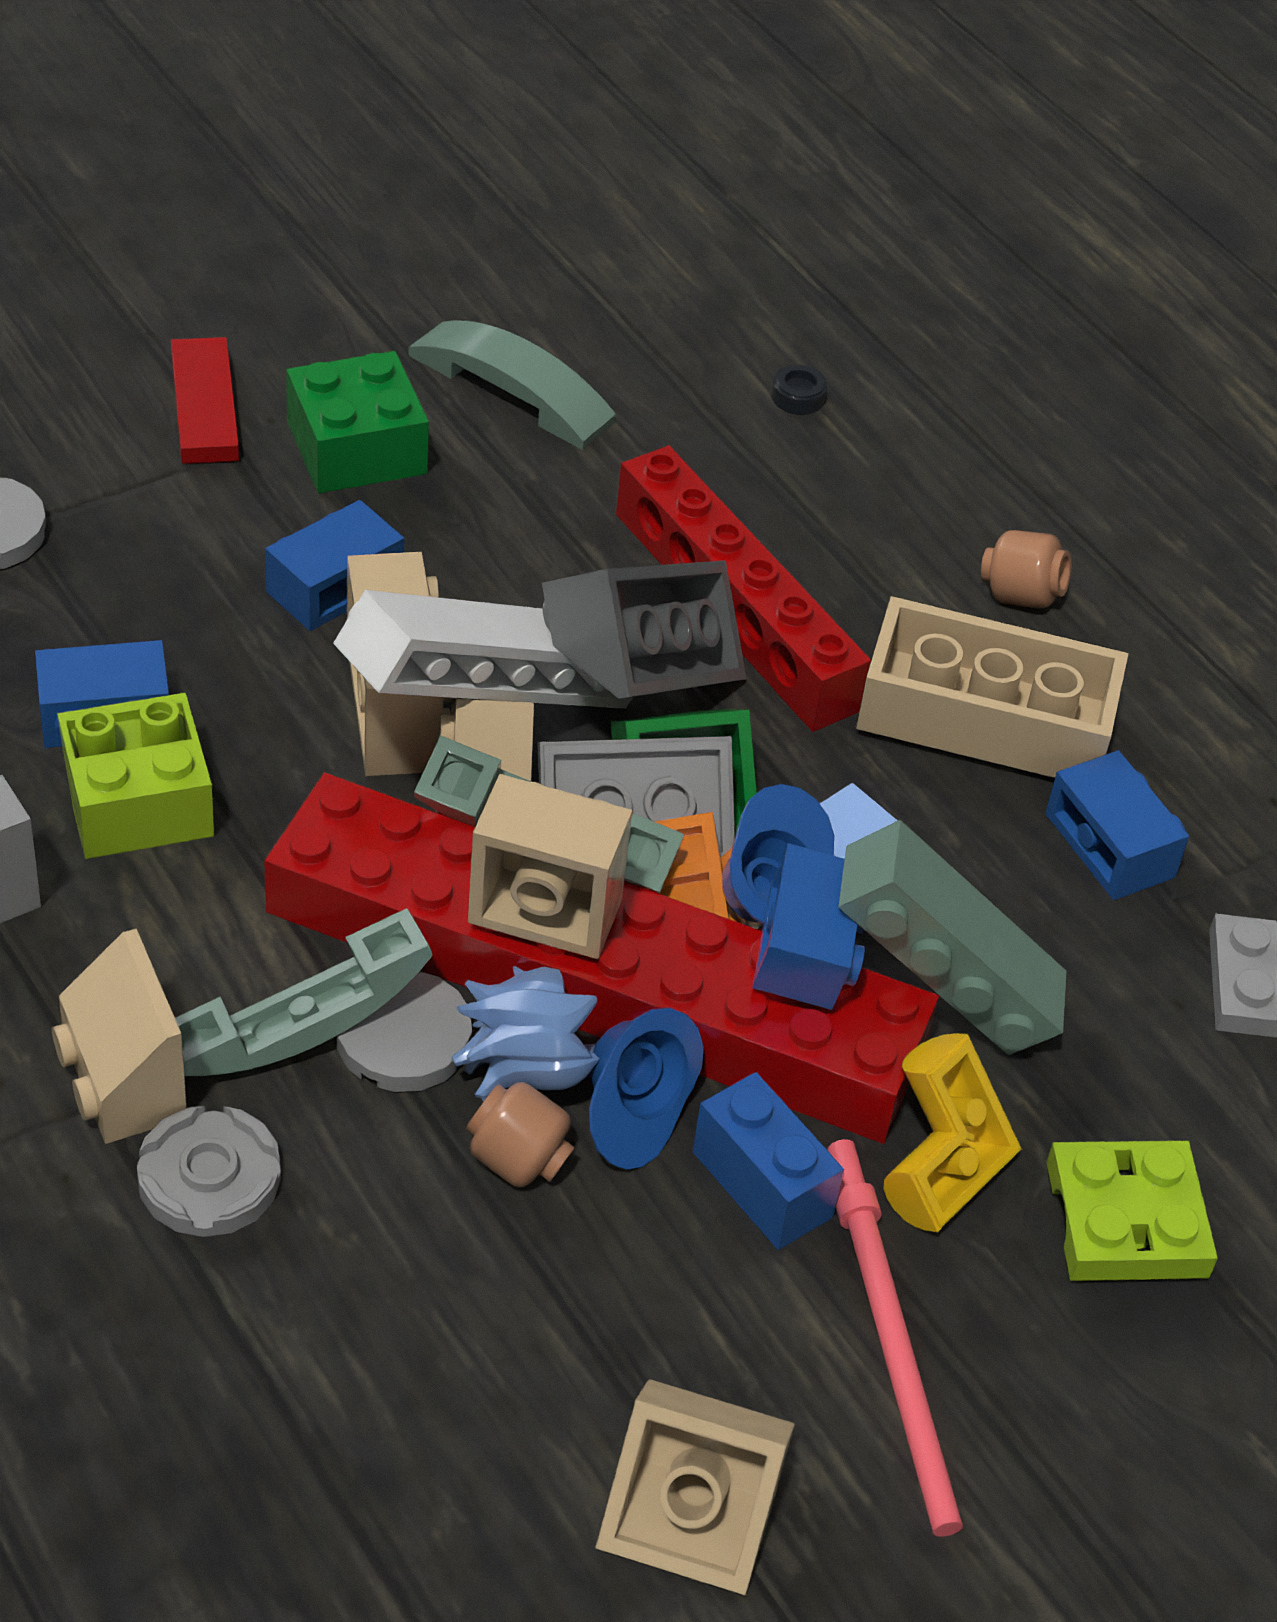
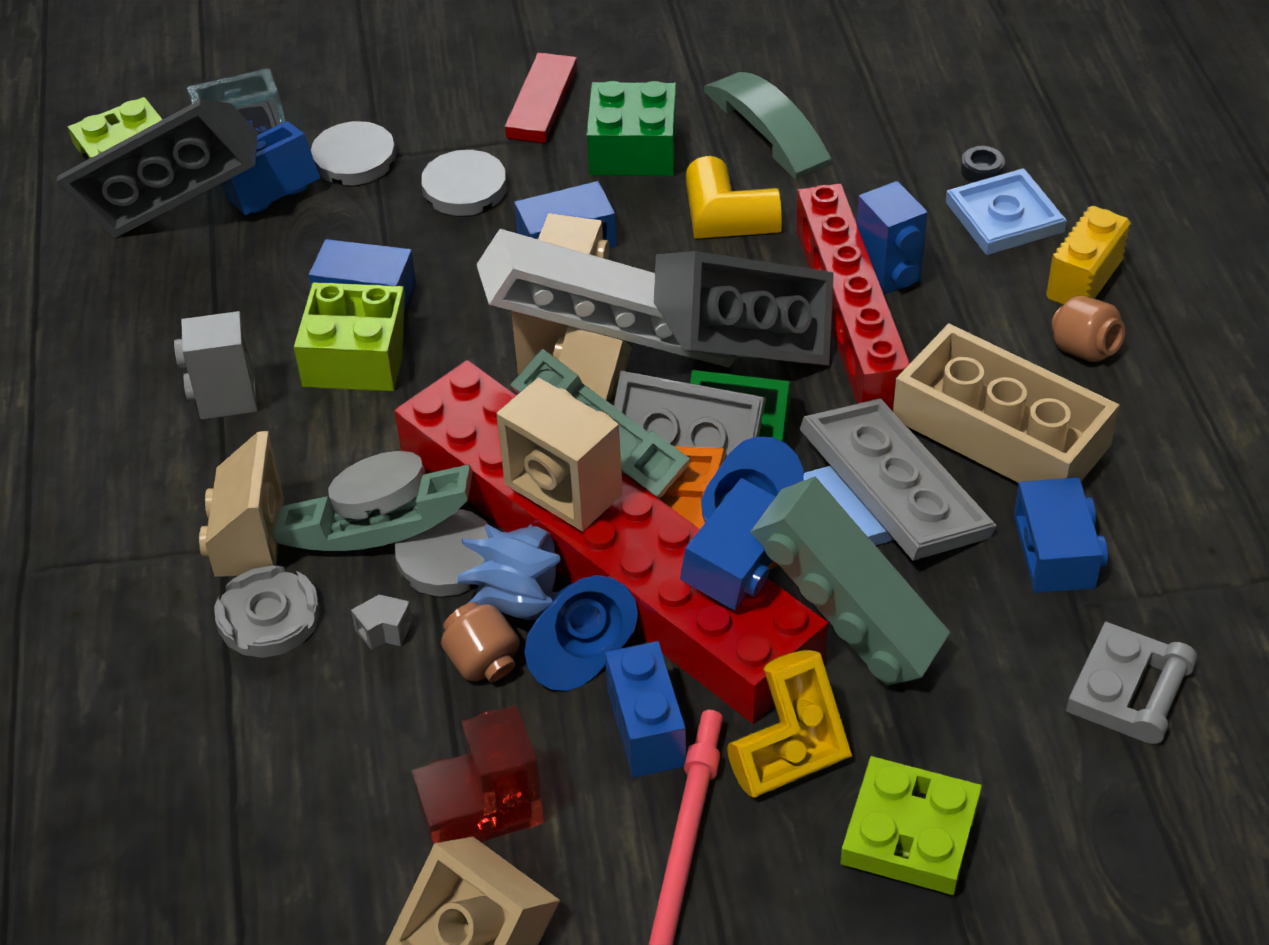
camera: 30 degrees right, 0 degrees up
(161, 534) = (464, 182): none -> tile
(277, 964) = (377, 482): none -> light grey tile
(372, 1142) = (382, 621): none -> light grey piece
(517, 510) = (724, 212): none -> yellow brick
(634, 1314) = (486, 790): none -> clear red brick
(766, 491) = (893, 235): none -> blue brick
(853, 442) = (1005, 211): none -> light blue tile
(885, 782) = (897, 478): none -> light grey tile
(985, 482) = (1088, 255): none -> yellow brick

